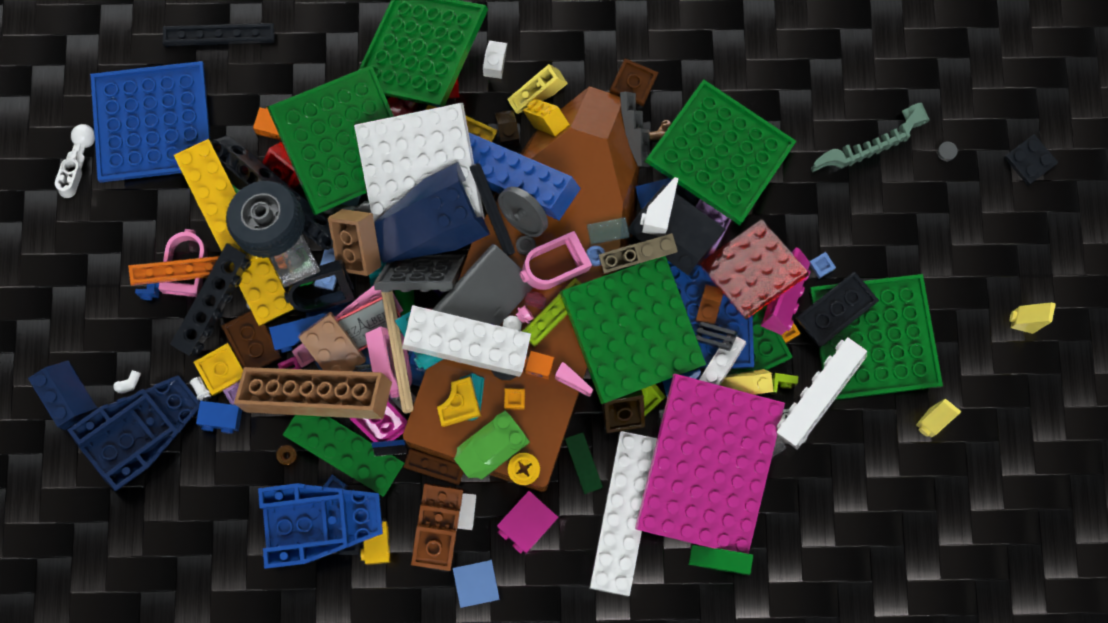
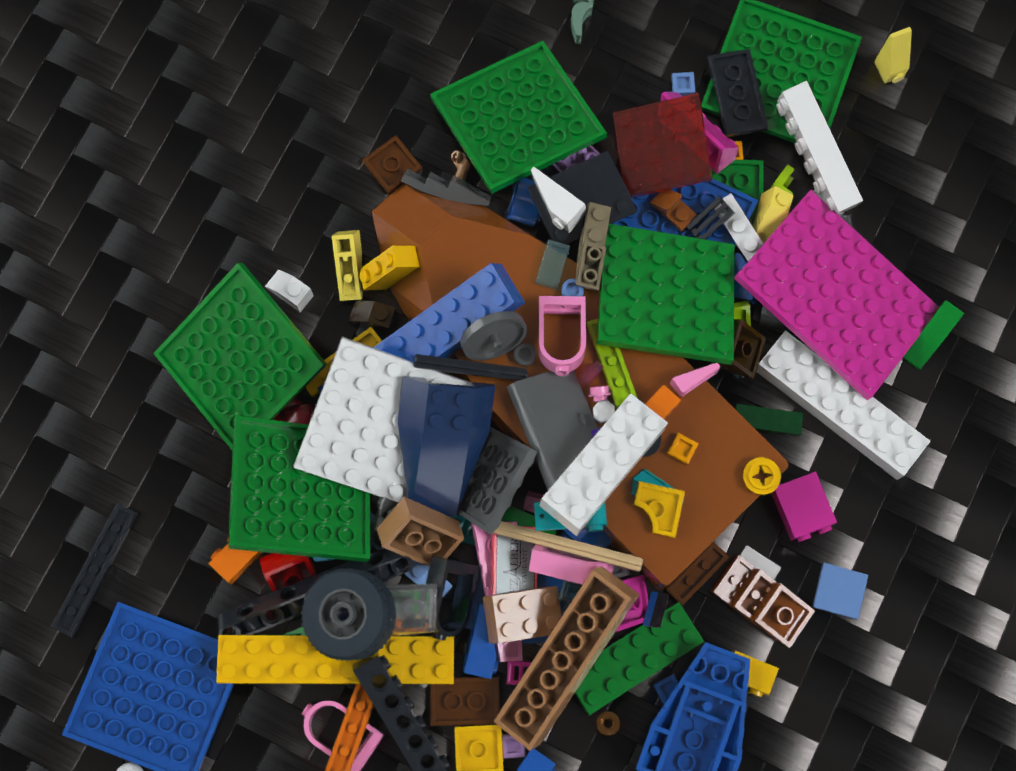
camera: 60 degrees left, 0 degrees up
(490, 447) = (721, 497): bright green slope -> none

